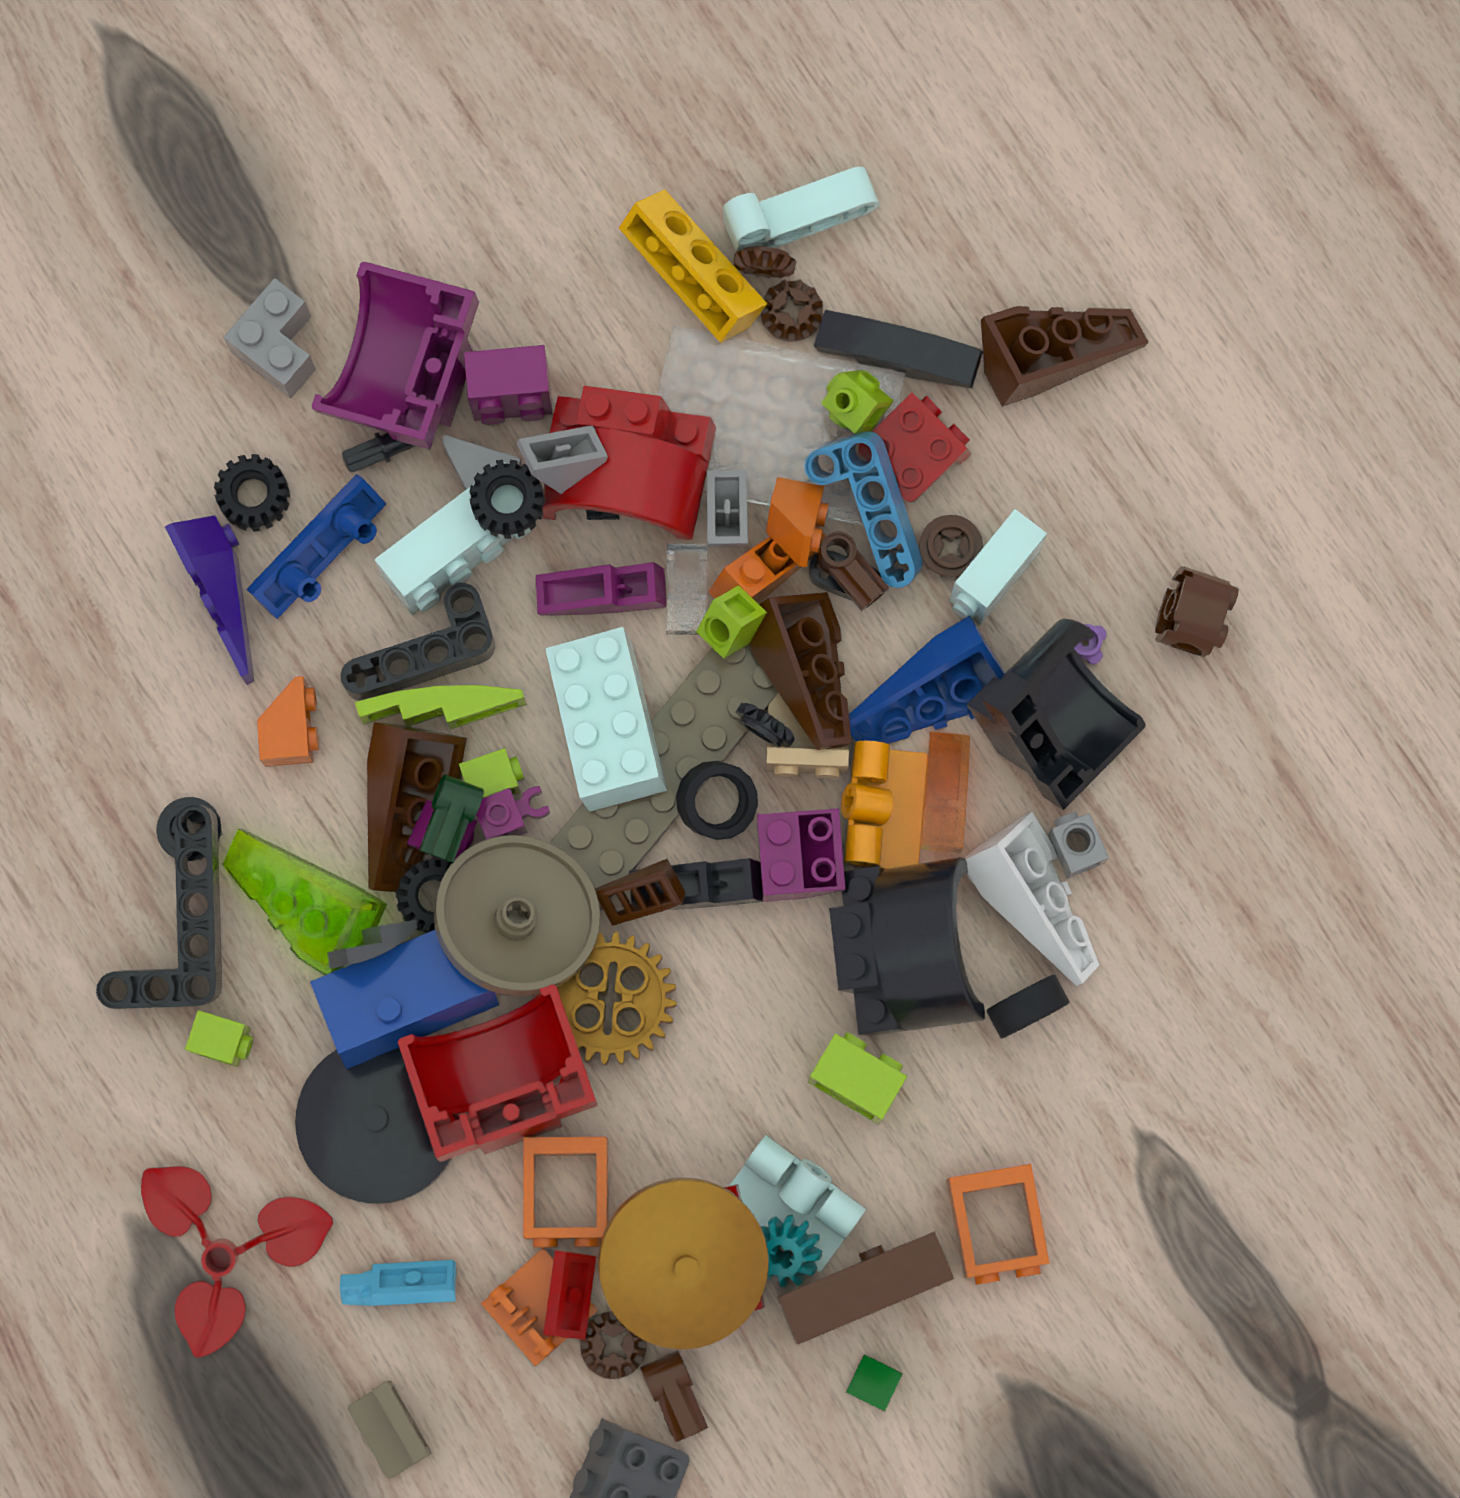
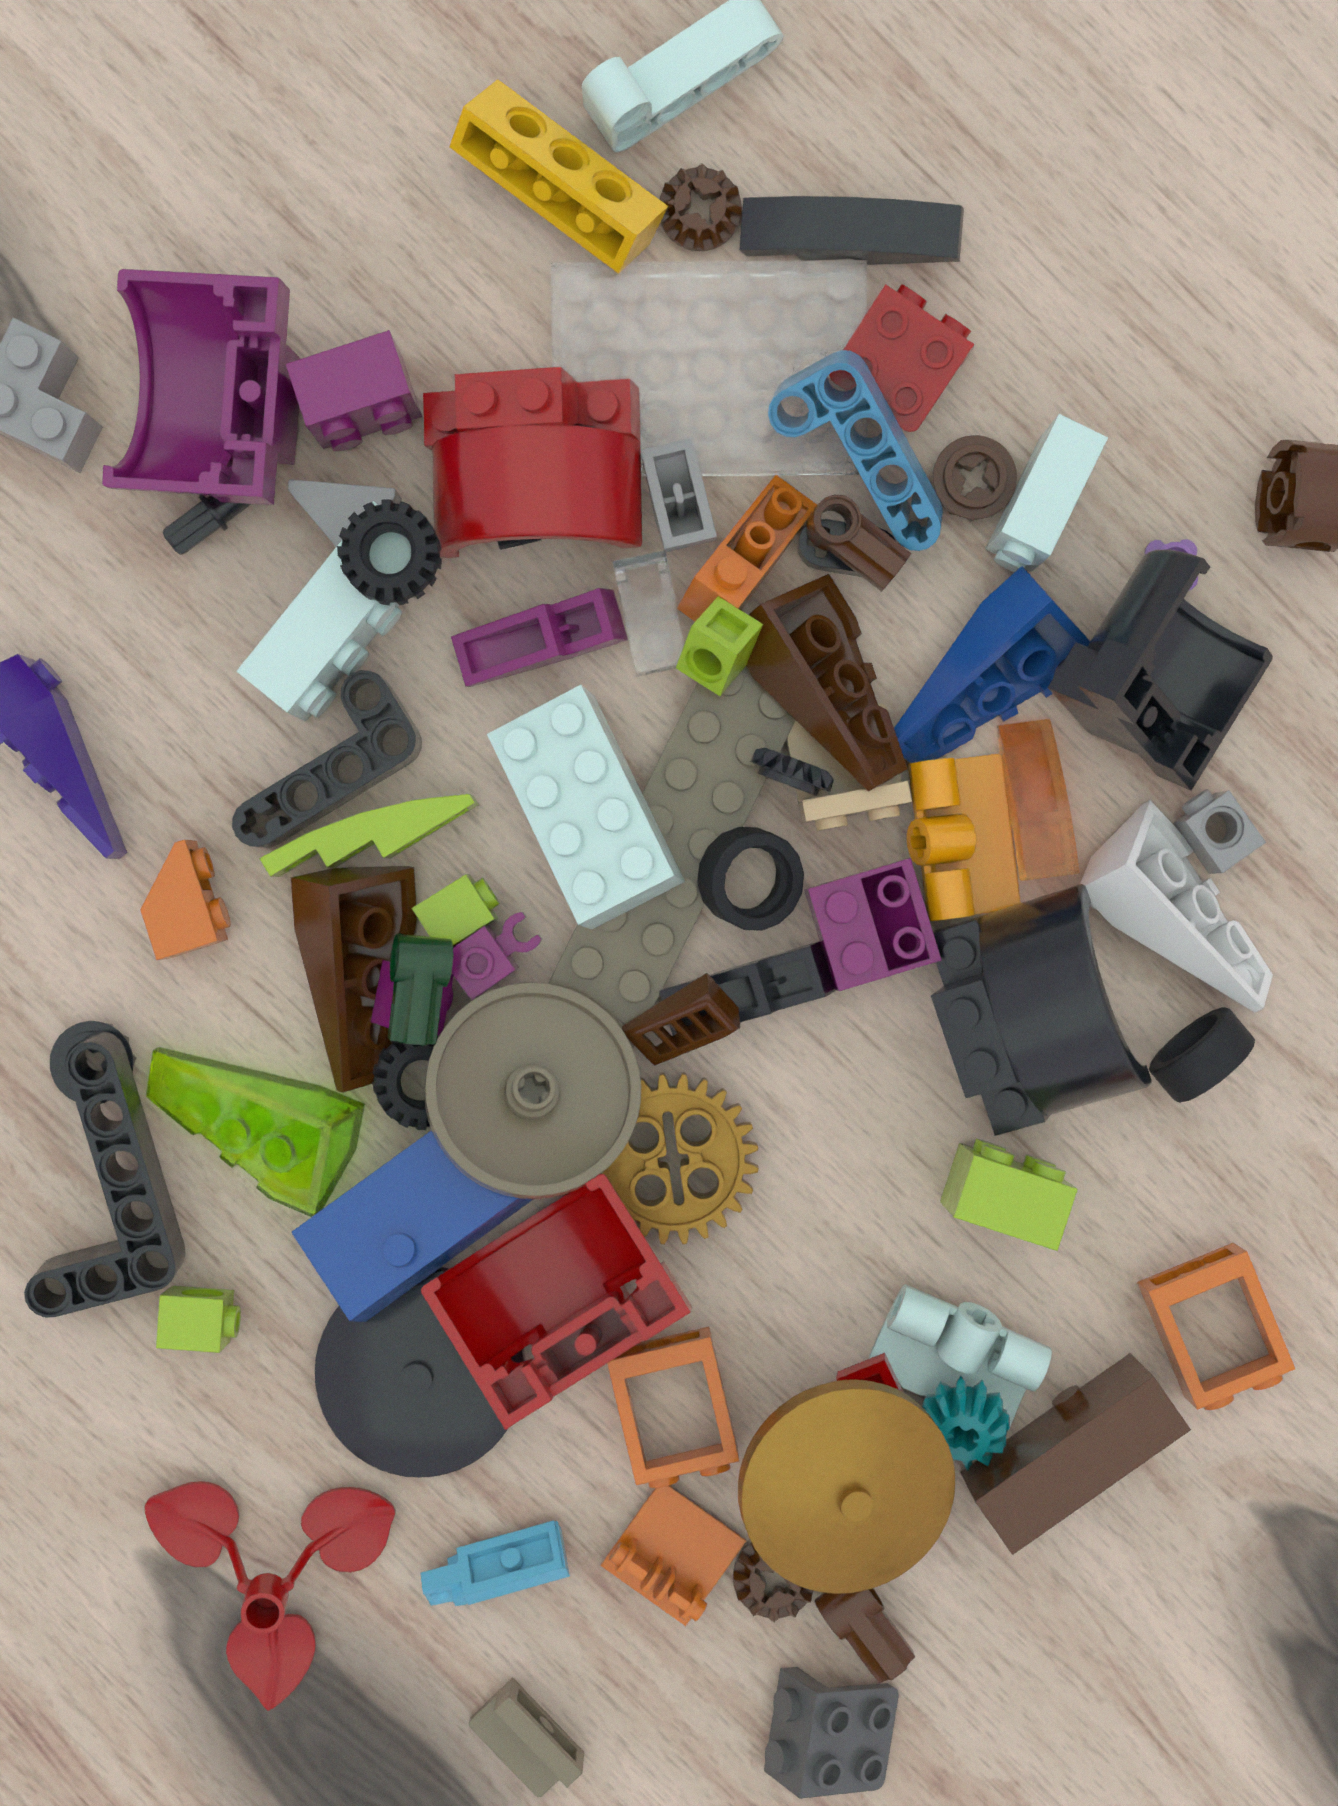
camera: 15 degrees left, 10 degrees up
(239, 473) = (30, 601): black tyre -> none
(316, 546) = (161, 663): blue plate -> none
(376, 942) = (366, 1162): dark grey slope -> none
(563, 456) = (450, 478): light grey slope -> none
(569, 1295) = (709, 1538): red plate -> none
(764, 262) = (651, 149): reddish brown gear -> none
(793, 518) = (770, 486): orange slope -> none
(856, 401) = (815, 312): lime brick -> none
(874, 1382) = (1105, 1552): green slope -> none
(1042, 349) = (1041, 184): reddish brown wedge -> none

